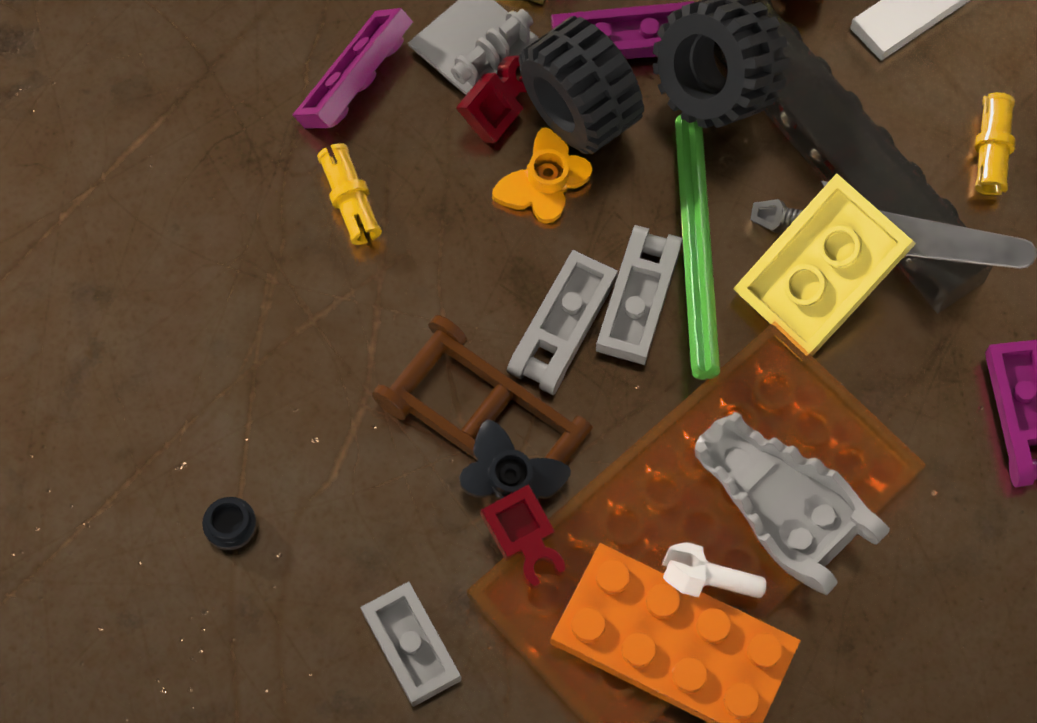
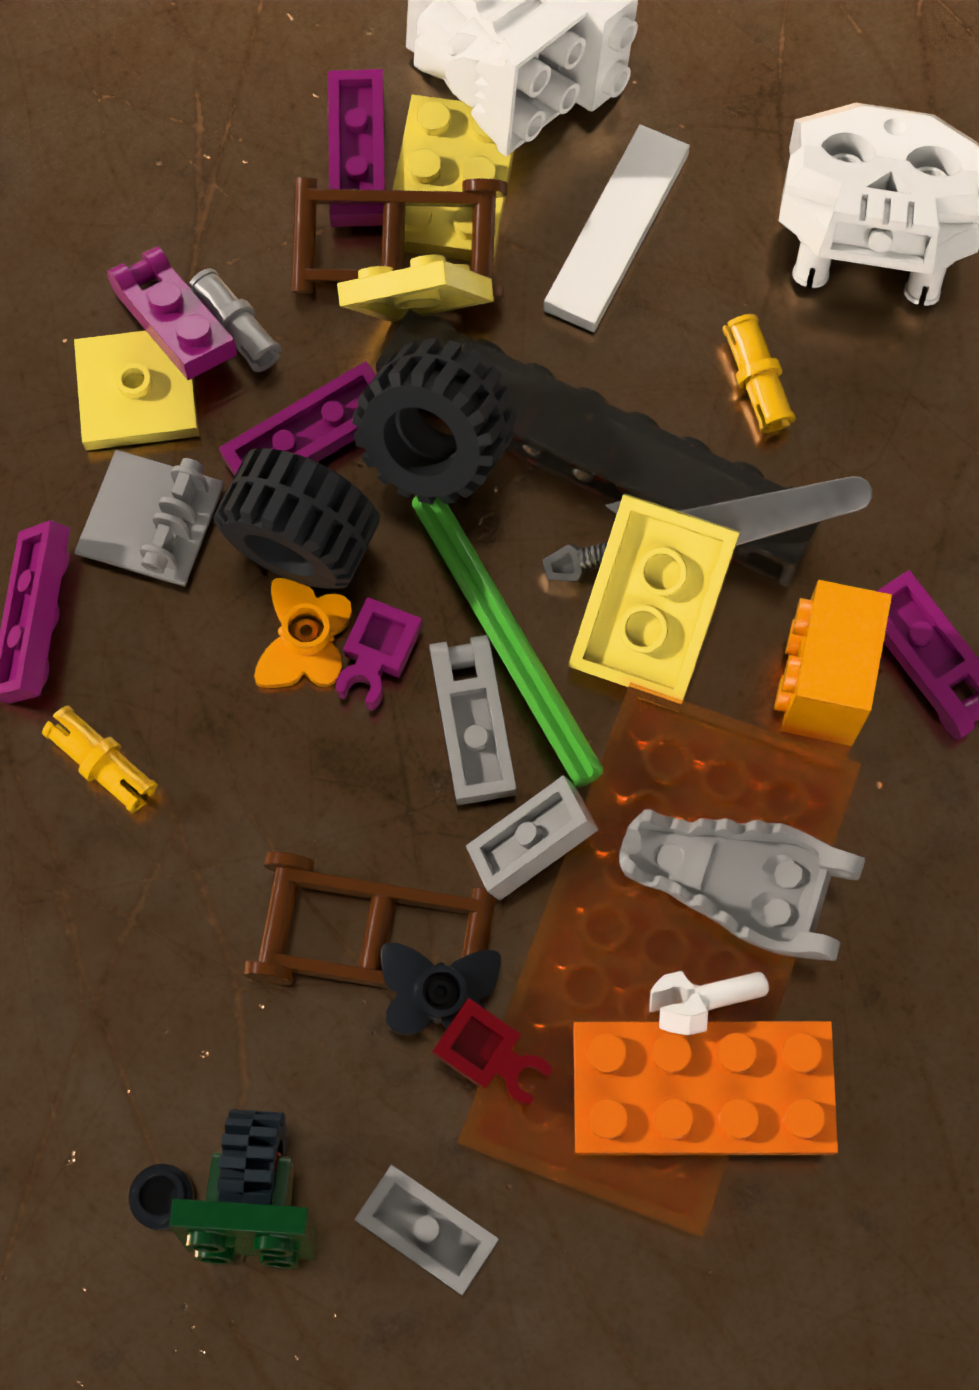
camera: 25 degrees left, 5 degrees up
(288, 551) = (248, 1199): none -> dark green plate
(493, 101) = (204, 578): dark red plate -> none
(563, 320) = (406, 789): light grey plate -> none
(595, 207) = (378, 644): none -> magenta plate
(638, 397) = (531, 838): none -> light grey plate
(940, 375) = (833, 662): none -> light orange brick

